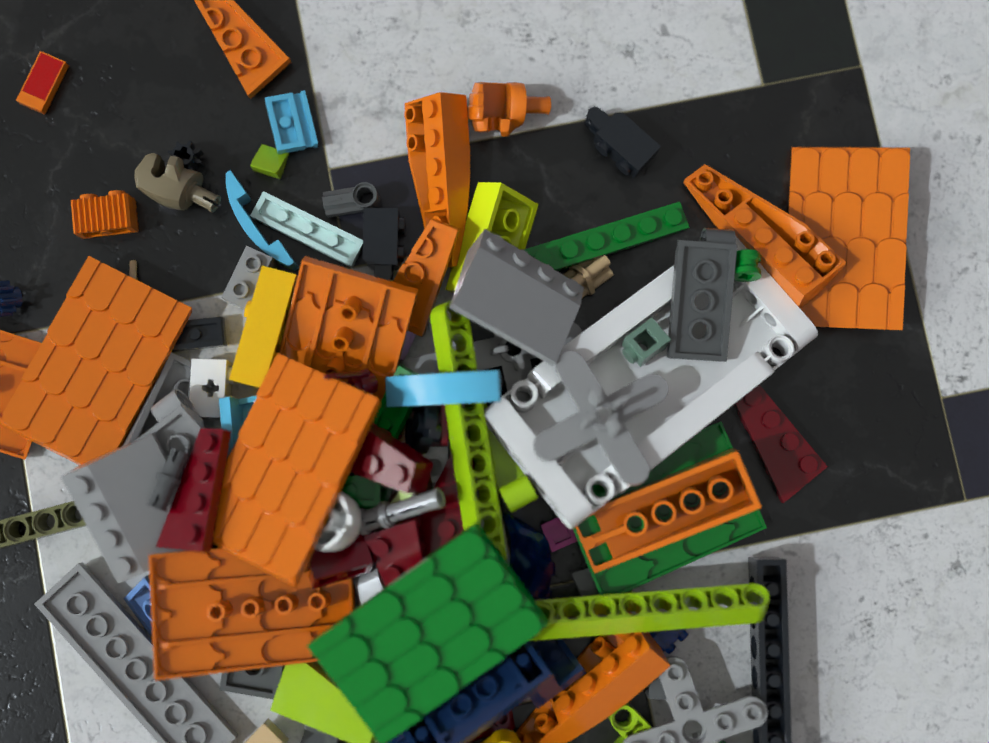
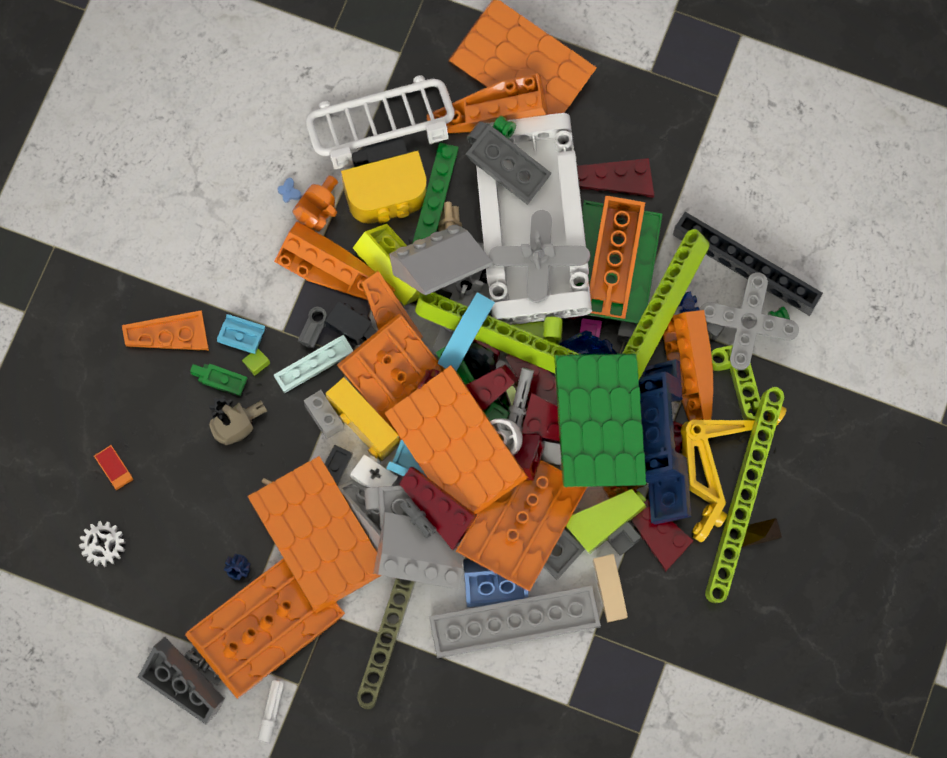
camera: 55 degrees left, 10 degrees down
(104, 215) = (224, 477): orange brick -> none
(221, 133) = (220, 378): none -> green hinge
(238, 198) = (265, 391): medium azure slope -> none
(503, 65) = (288, 191): none -> medium blue piece
(576, 172) = (385, 188): none -> yellow brick
(651, 336) = (511, 210): sand green brick -> none
(689, 183) = (341, 154): none -> white bar

